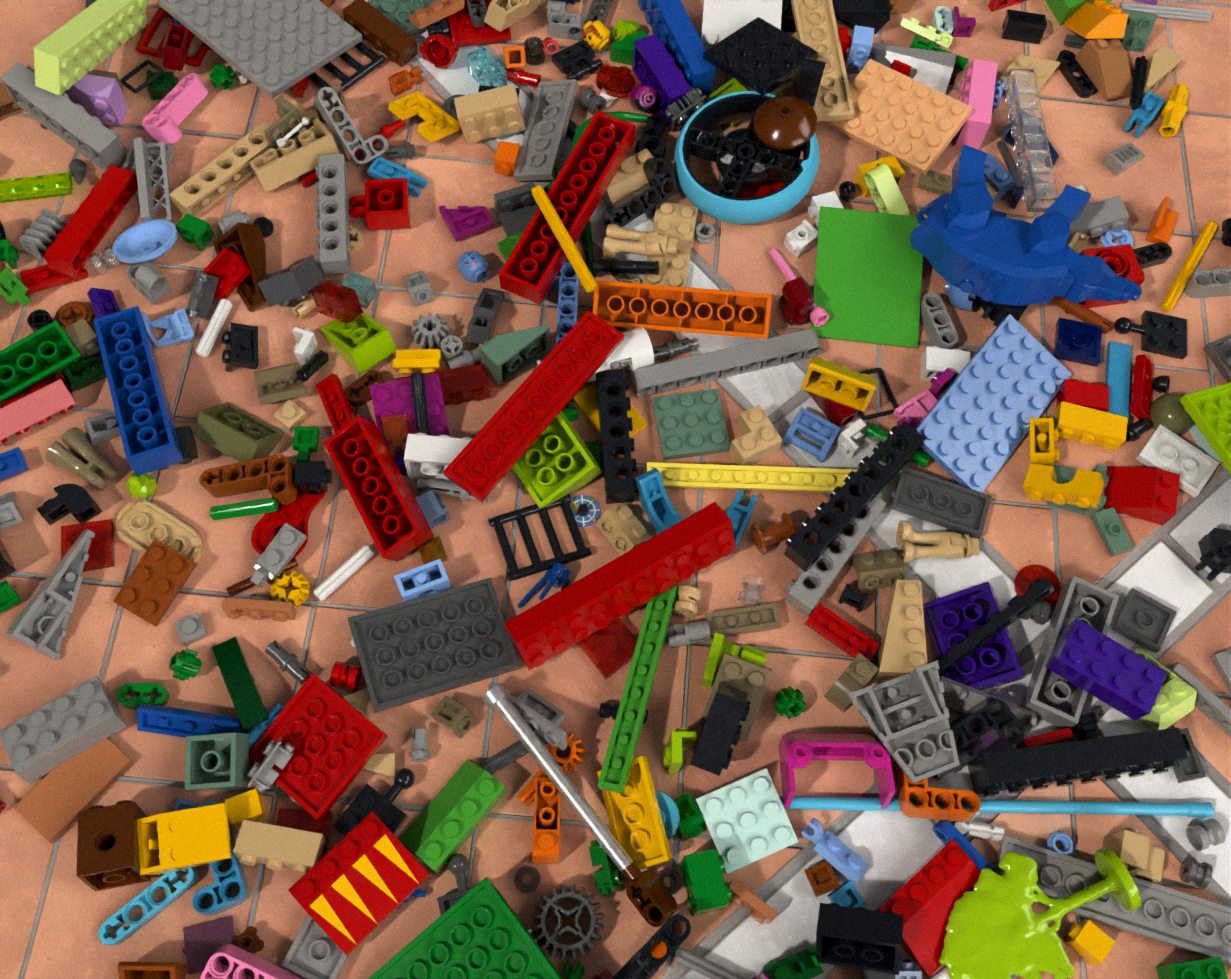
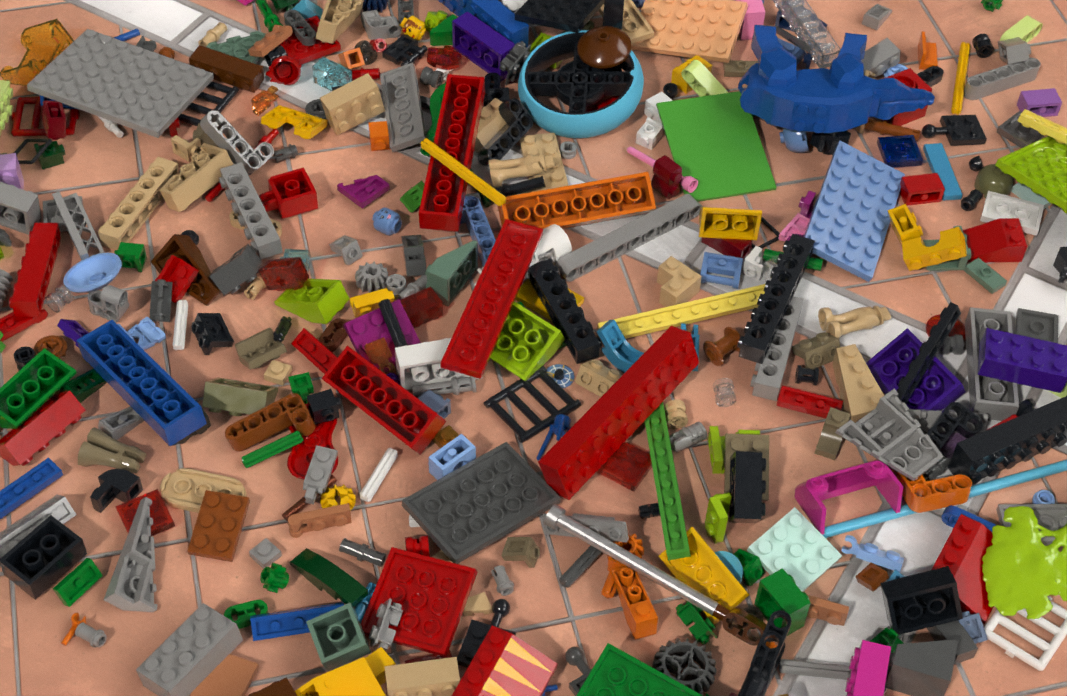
camera: 15 degrees left, 15 degrees down
(83, 338) = (72, 357): dark tan brick -> none
(141, 486) = (173, 456): lime rock -> none
(174, 108) = (70, 167): bright pink beam -> none
(222, 76) = (102, 134): green gear -> none
(231, 220) = (160, 240): light grey brick -> none
(281, 142) = (195, 147): white hinge -> none
(288, 120) = (179, 152): dark tan bracket -> none
(305, 344) = (267, 313): white bracket -> none
(386, 169) = (275, 168): dark azure hinge -> none
(453, 816) = (557, 617): bright green slope -> none
(515, 208) = (404, 169): dark grey bracket -> none
(527, 888) = (636, 643): clear smoke plate -> none
(644, 98) = (474, 64): magenta head -> none
(670, 349) = (579, 239): dark grey pin -> none
(690, 424) = (619, 289): sand green plate -> none
(744, 620) = (729, 414): dark tan plate -> none
(789, 702) = (790, 461): green gear -> none
(937, 321) = (785, 166): light grey beam -> none
(938, 360) = (796, 189): white brick -> none
(941, 502) = (844, 290): dark grey plate -> none
(980, 830) = (981, 508): white axle -> none
(1090, 425) = (936, 205): yellow brick -> none
(1142, 387) = (962, 169): red plate -> none

